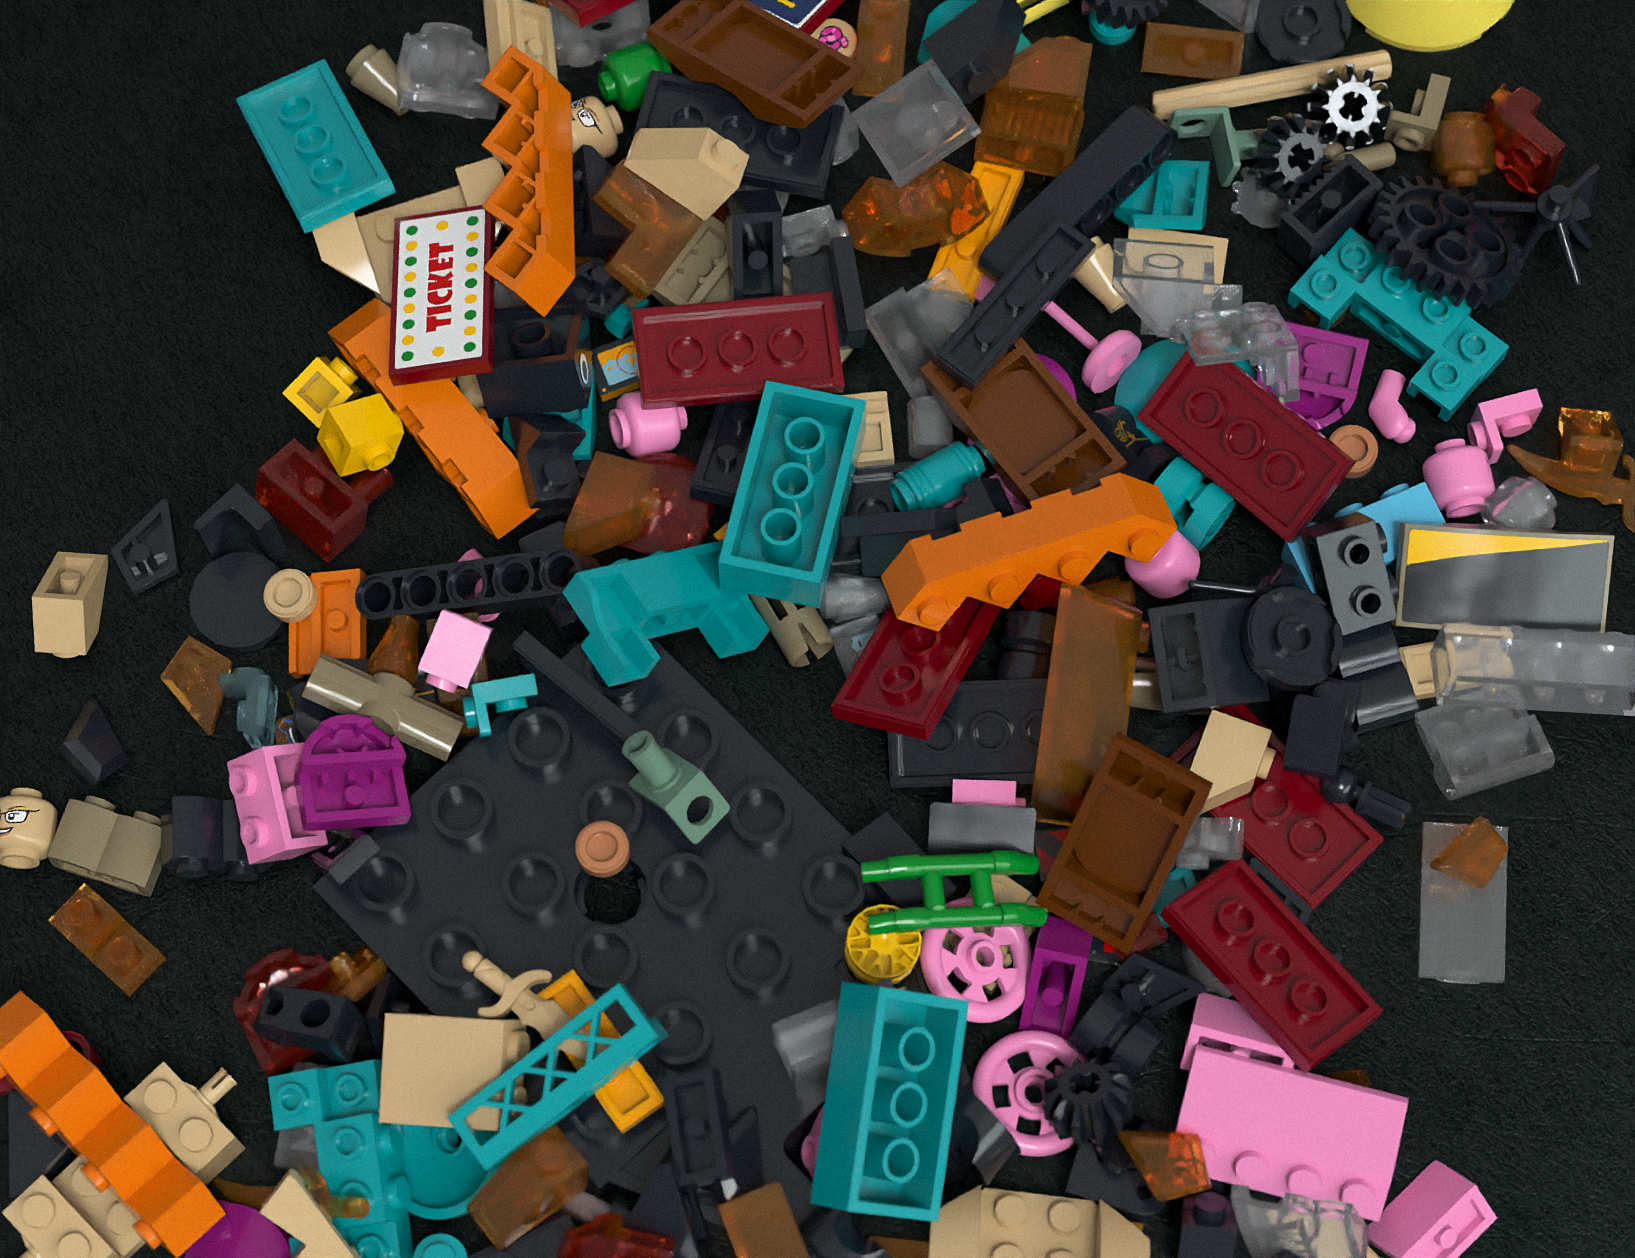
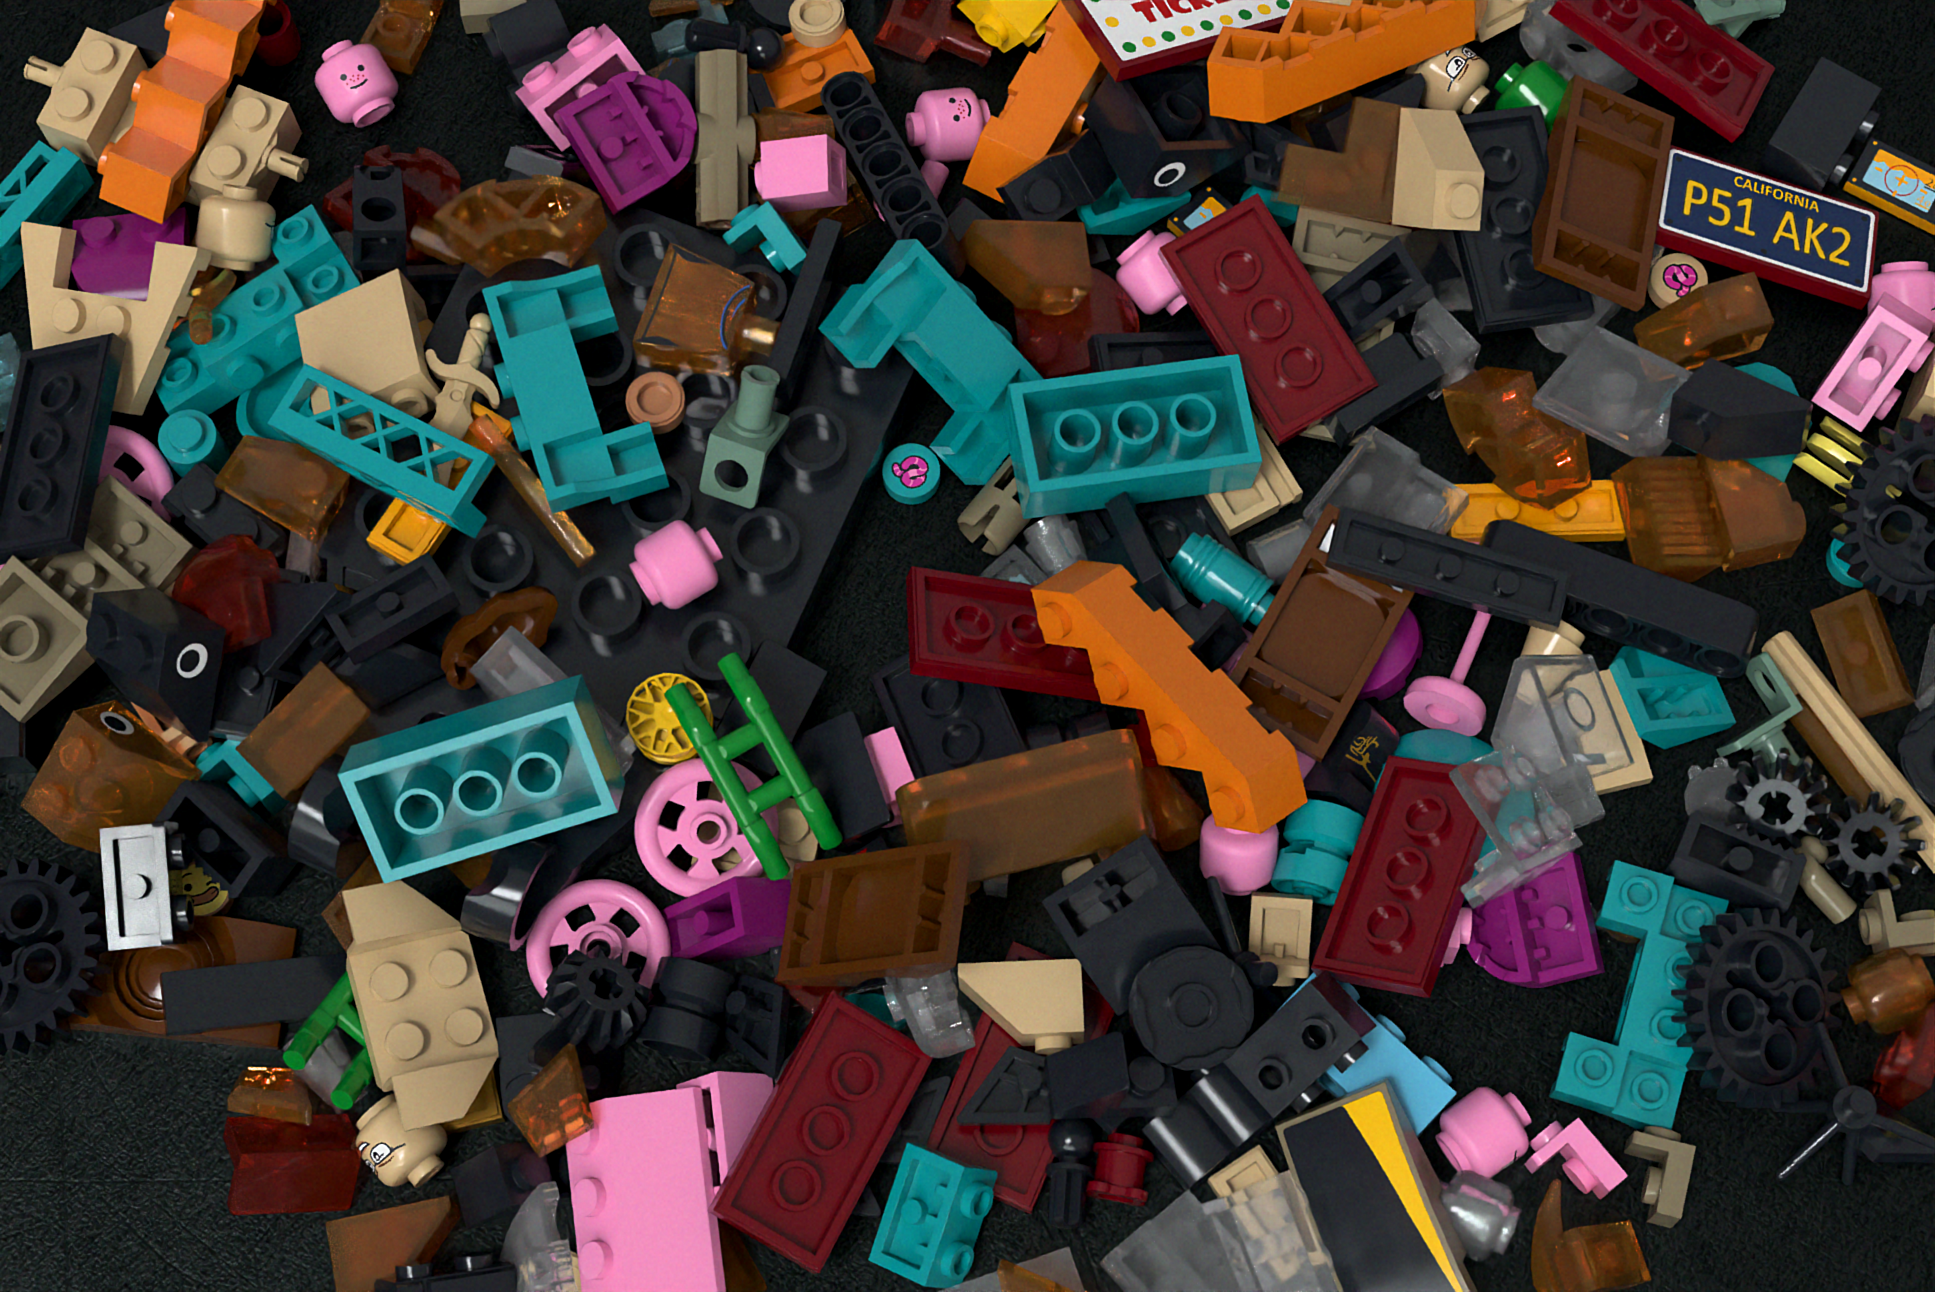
camera: 65 degrees right, 0 degrees up
(159, 1003) = (356, 83): none -> bright pink head
(263, 1147) = (235, 227): none -> tan head
(288, 667) = (762, 45): none -> black axle
(394, 889) = (520, 221): none -> clear orange brick
(438, 529) = (947, 124): none -> bright pink head
(548, 779) = (700, 318): none -> clear orange torso
(566, 922) = (558, 422): none -> teal bracket
(640, 975) = (531, 490): none -> clear orange bar
(730, 685) = (911, 473): none -> teal tile
(750, 1057) = (525, 609): none -> reddish brown arm
(759, 883) = (676, 564): none -> bright pink head
(1239, 558) = (1282, 933): none -> tan bracket
(1273, 105) = (1832, 756): none -> clear orange bar
(1289, 807) = (1011, 1093): none -> black piece
(1359, 445) = (1468, 1008): nougat tile -> none
(1363, 913) = (933, 1217): none -> teal bracket
(1380, 757) = (1120, 1170): none -> dark red brick
(1386, 410) = (1533, 1026): bright pink arm -> none
(1545, 364) = (1668, 1184): none -> dark tan bracket

